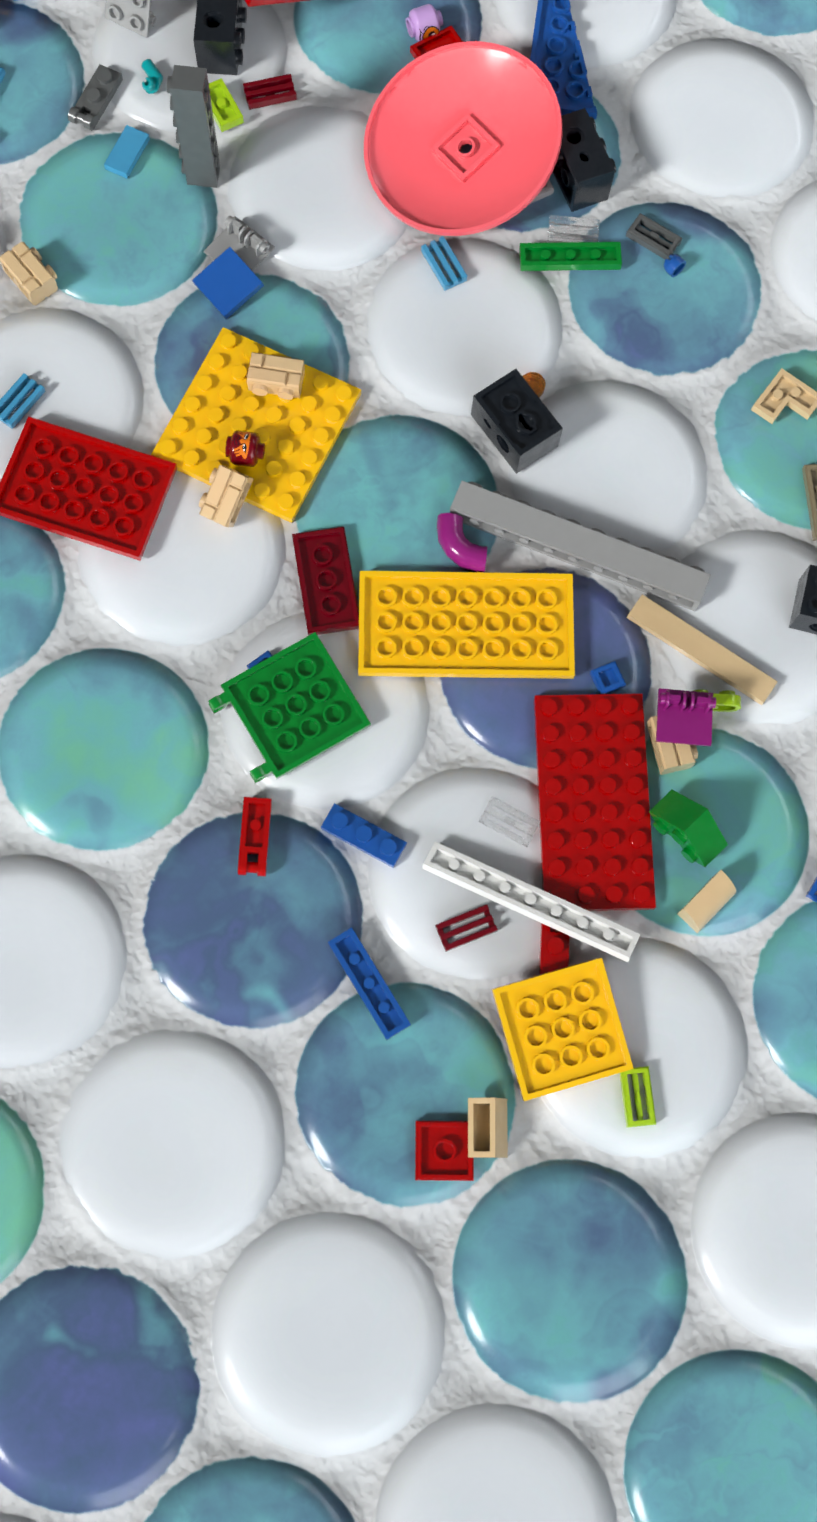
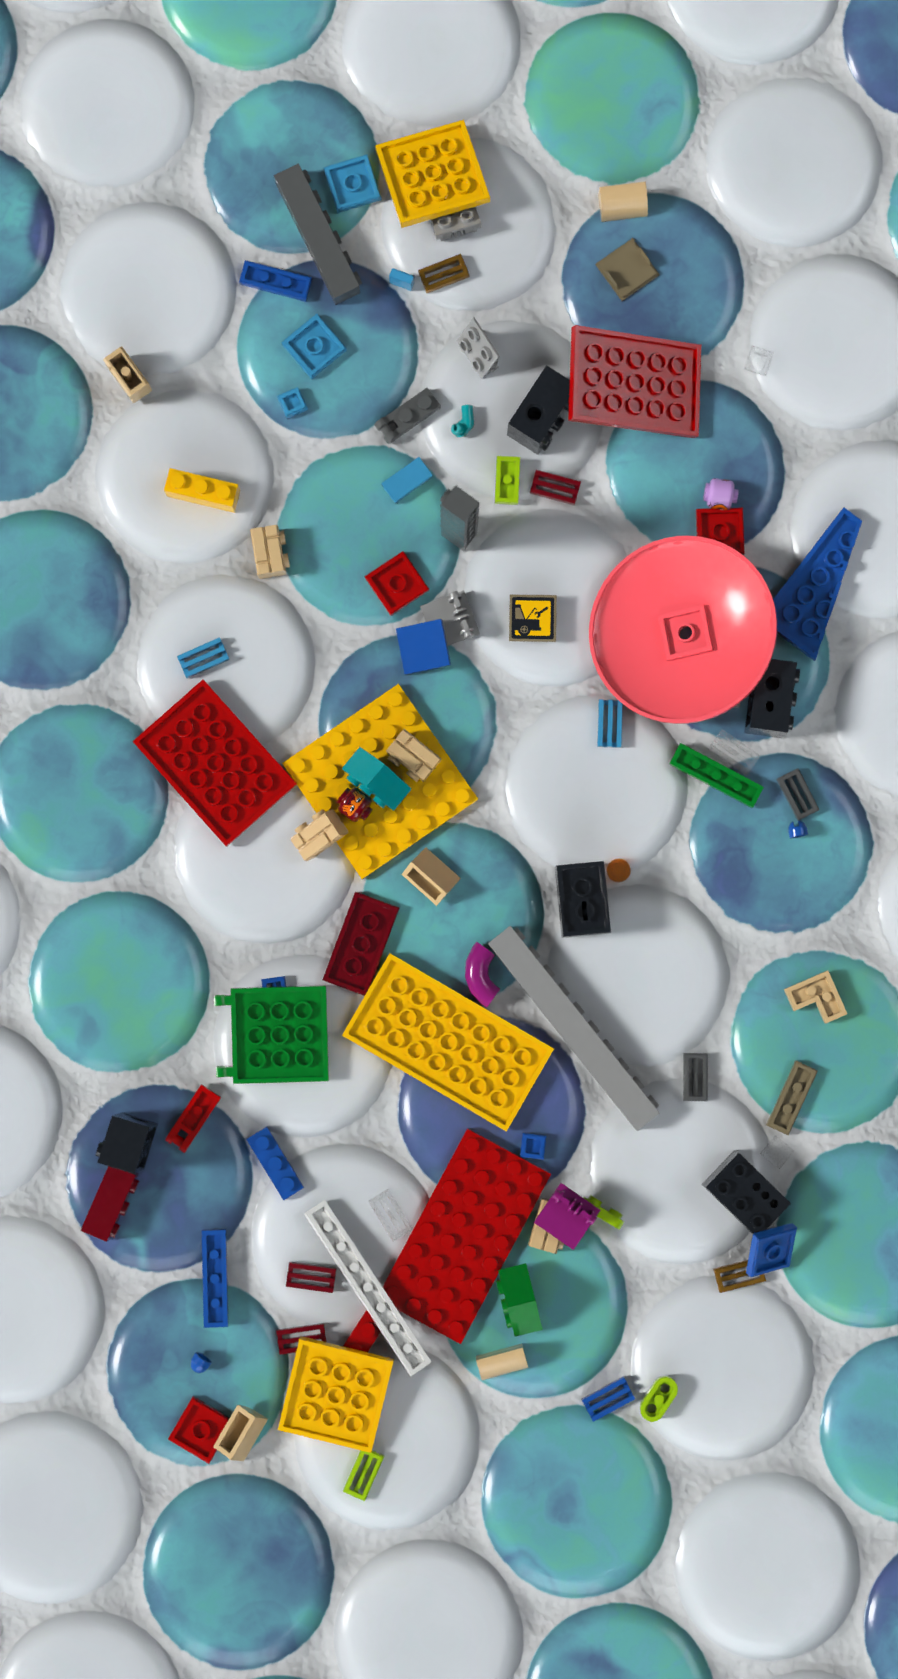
camera: 35 degrees right, 10 degrees up
(169, 243) = (396, 583): none -> red tile
(199, 888) = (127, 1143): none -> black piece
(216, 967) = (110, 1204): none -> dark red brick
(252, 407) = (375, 779): none -> teal brick
(316, 206) = (532, 618): none -> piece
(357, 482) = (431, 876): none -> tan brick
(403, 1080) = (200, 1362): none -> blue hinge
(474, 1010) = (281, 1341): none -> dark red tile
(702, 649) = (620, 1164): tan tile -> none
(715, 541) = (695, 1097): none -> dark grey tile

